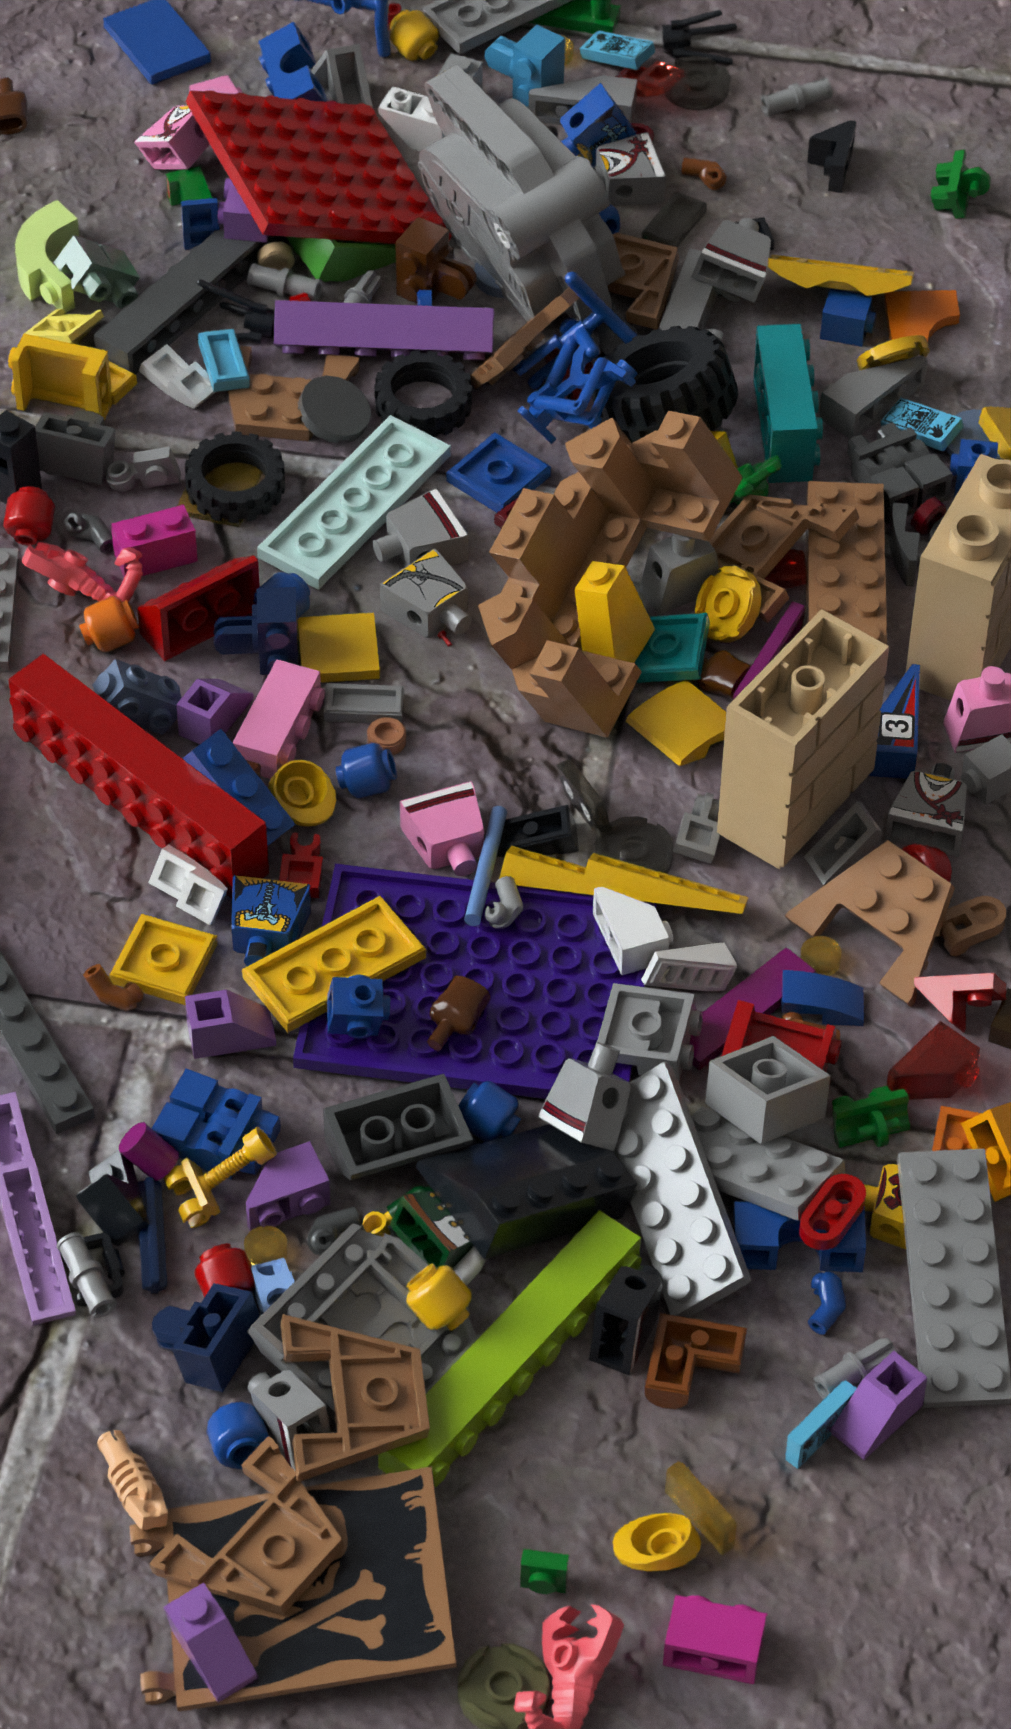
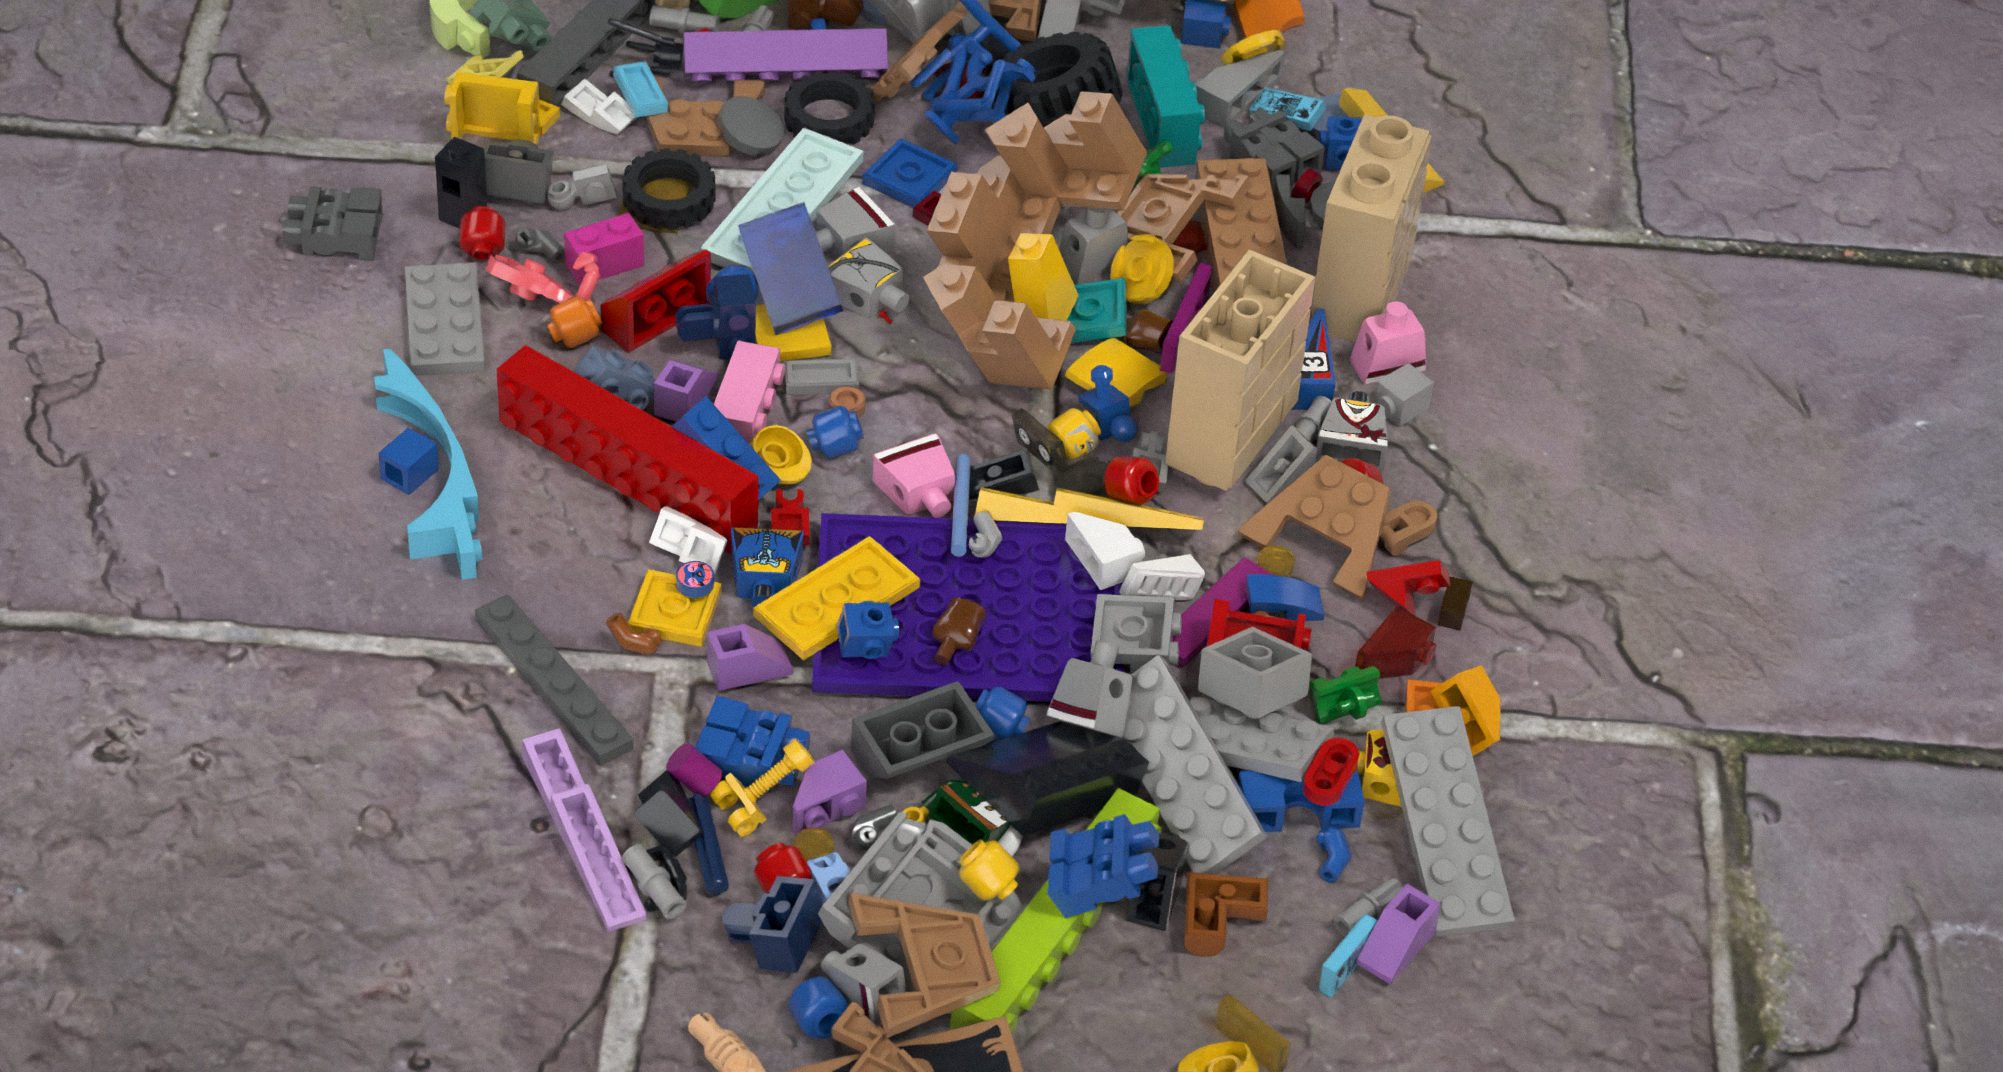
camera: 10 degrees left, 5 degrees down
(187, 930) = (695, 579): none -> tile
(346, 579) = (790, 268): none -> clear blue tile
(557, 1303) = (1100, 864): none -> blue hips
(623, 790) = (1077, 431): none -> yellow head
(665, 762) = (1109, 406): none -> blue piece
(673, 851) = (1131, 480): none -> red head
(884, 794) = (1310, 422): none -> light grey pin

